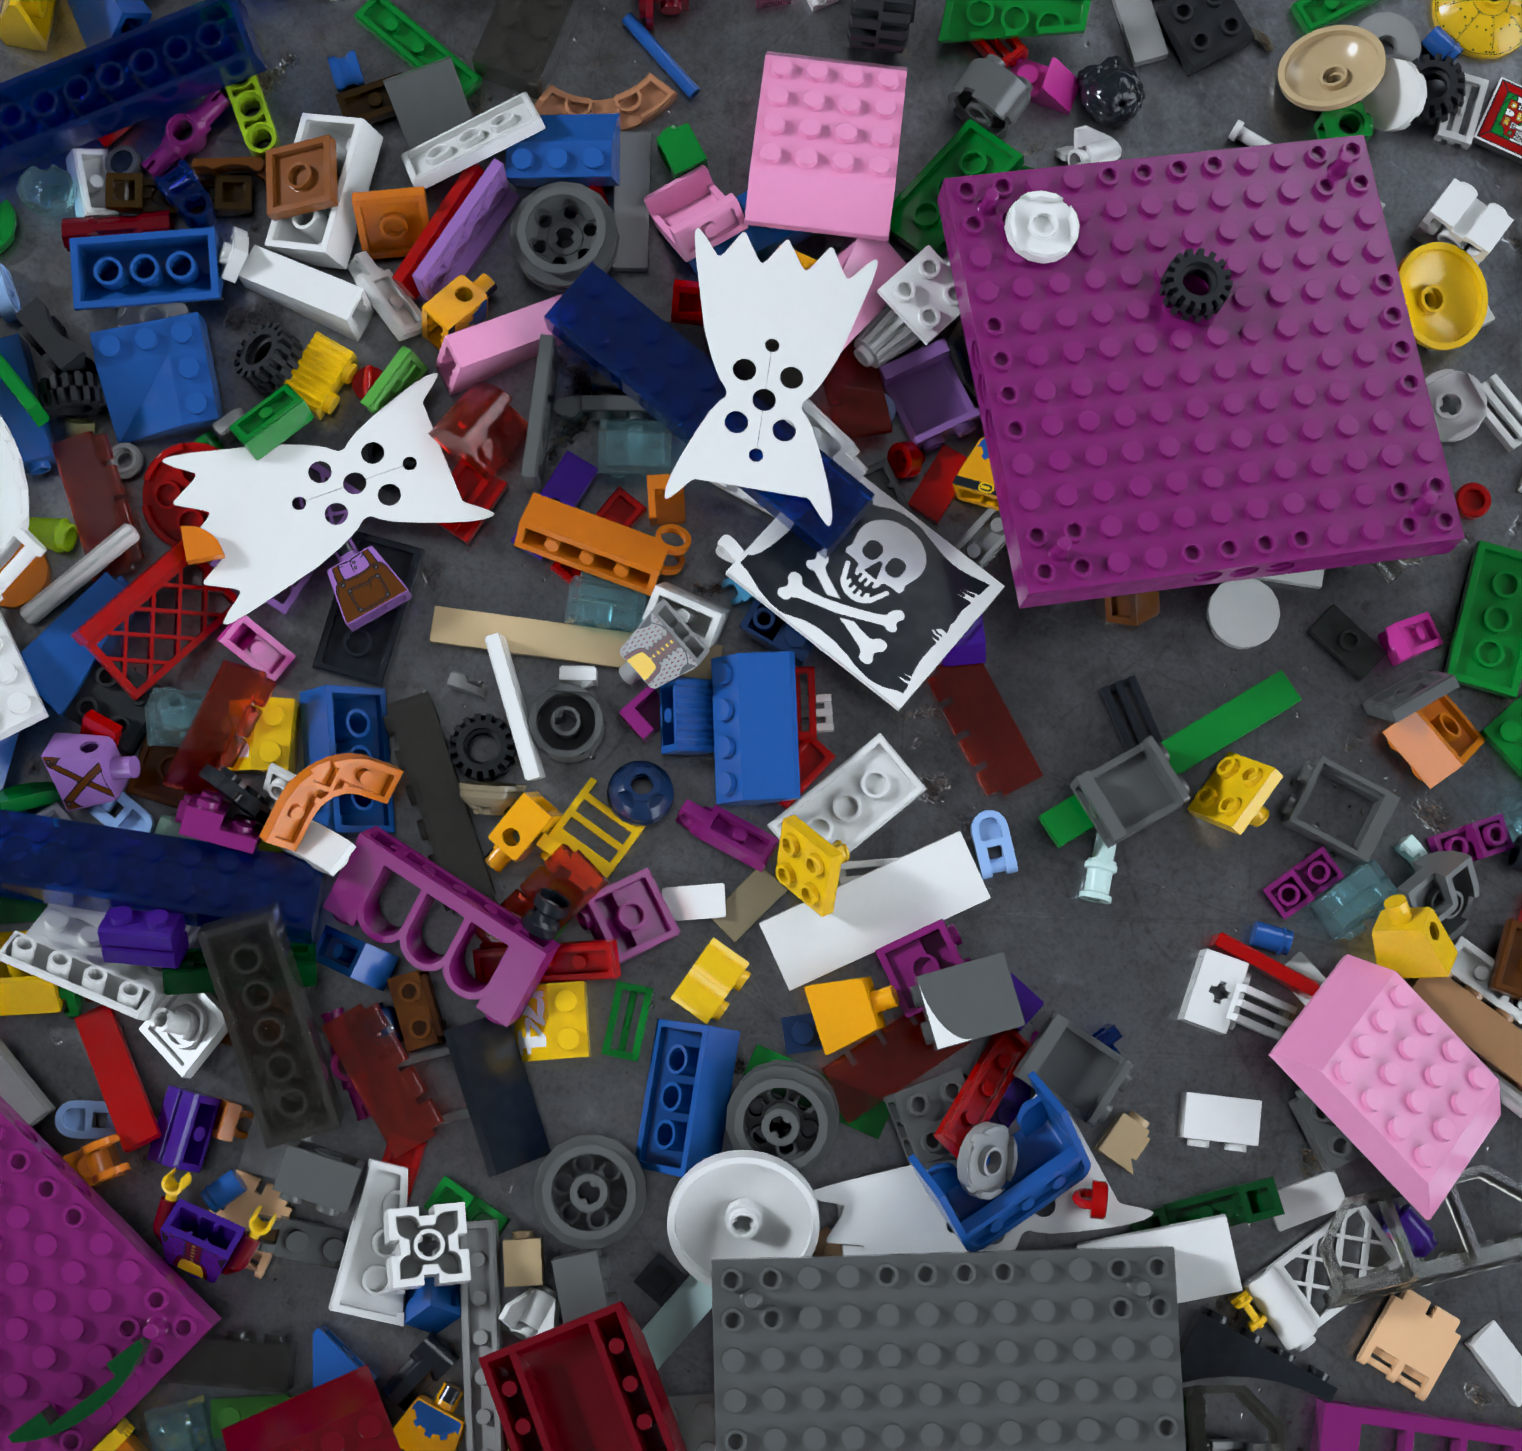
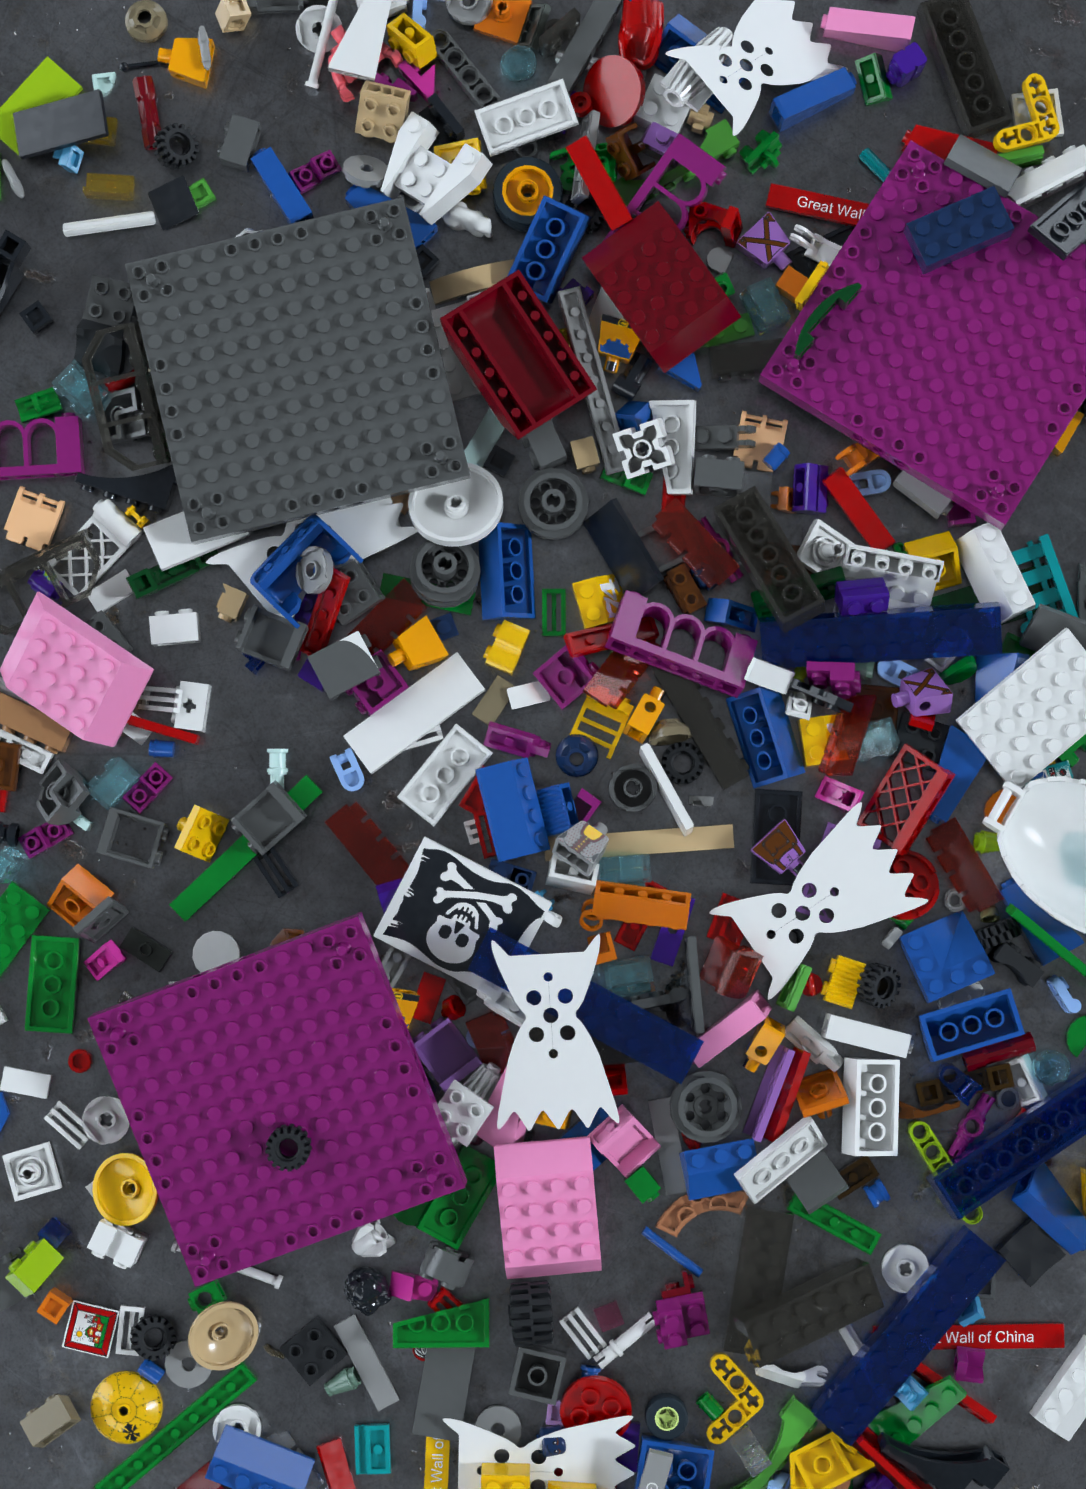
camera: 170 degrees right, 5 degrees up
(79, 573) = (963, 818): white axle -> none
(200, 545) = (888, 848): orange tile -> none
(200, 1239) = (782, 424): torso -> none
(234, 254) = (917, 1049): white plate -> none
(272, 422) = (864, 941): green slope -> none
(301, 177) = (885, 1108): dark orange tile -> none
(317, 785) = (775, 713): orange plate -> none
(531, 1313) = (572, 423): white brick -> none
(546, 914) = (616, 665): black wheel -> none
(579, 675) = (632, 819): white tile -> none
(809, 865) = (460, 730): yellow plate -> none
(1041, 227) = (395, 1165): white tile -> none
(1098, 1199) = (241, 558): red tile -> none
(1397, 96) = (175, 1324): white tile -> none
(1412, 940) = (74, 761): yellow torso -> none

